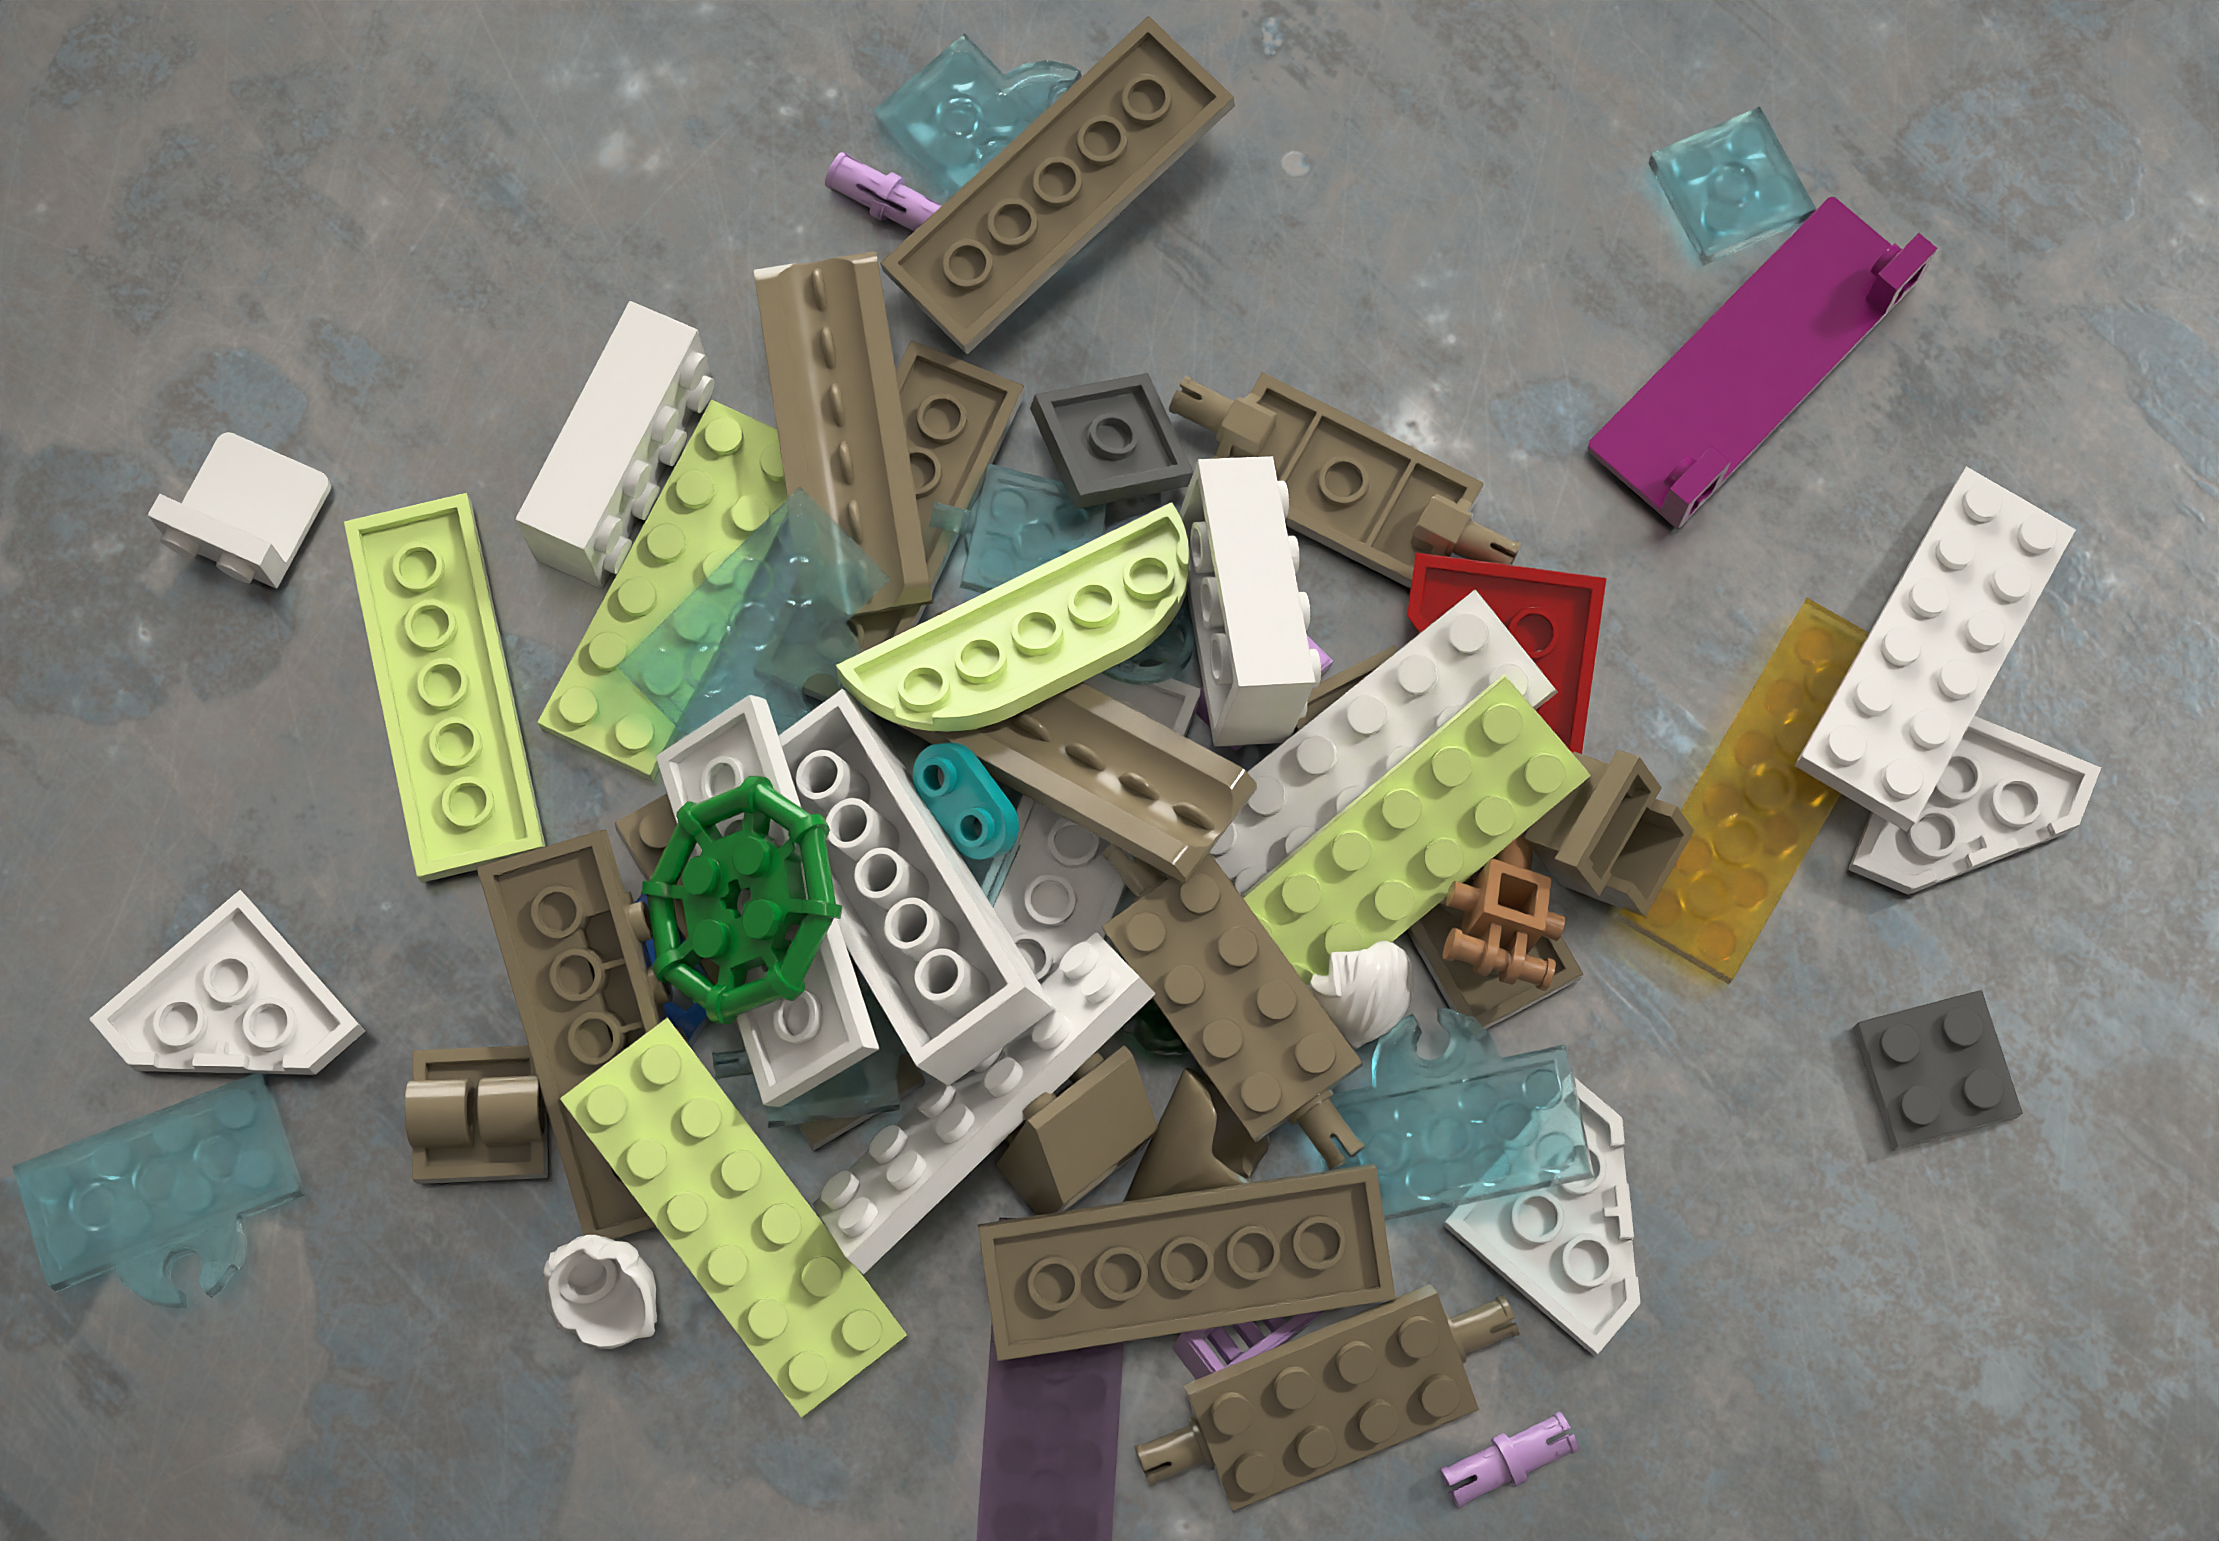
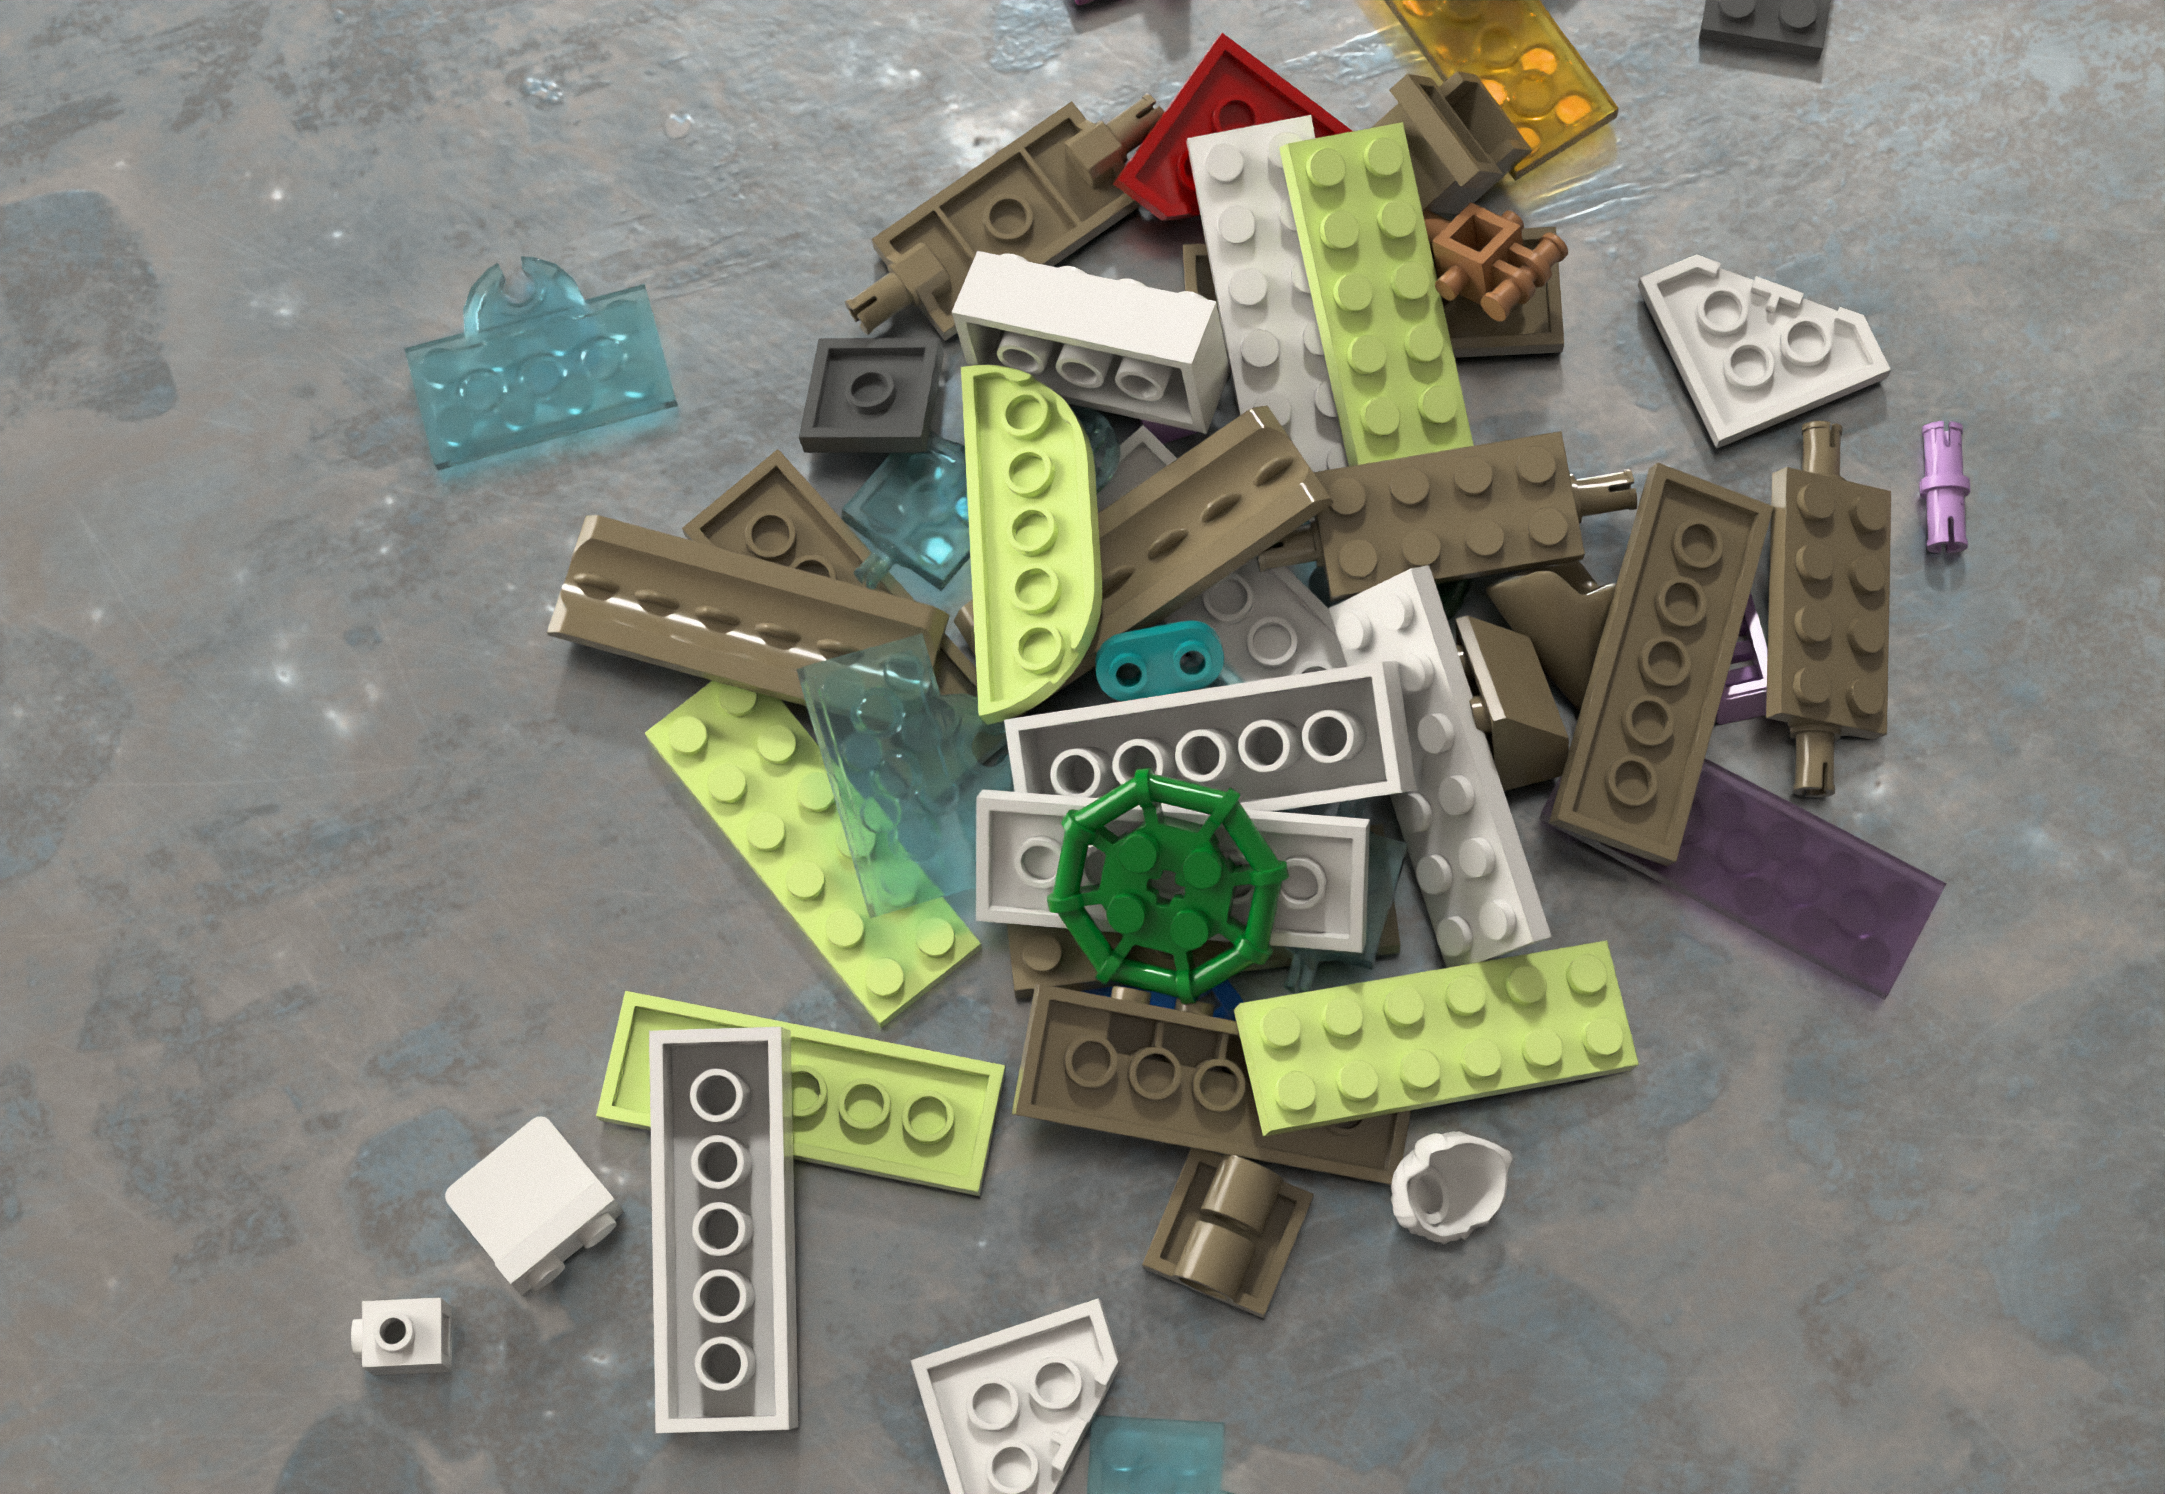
camera: 60 degrees left, 0 degrees up
(83, 459) = (404, 1336): none -> white brick
(274, 671) = (723, 1230): none -> white brick
(617, 446) = (653, 825): white brick -> none
(881, 193) = (525, 490): lavender pin -> none
(1057, 184) = (607, 327): dark tan plate -> none
(1366, 991) = (1490, 403): white hair -> none
(1464, 1121) = (1642, 376): clear light blue plate -> none

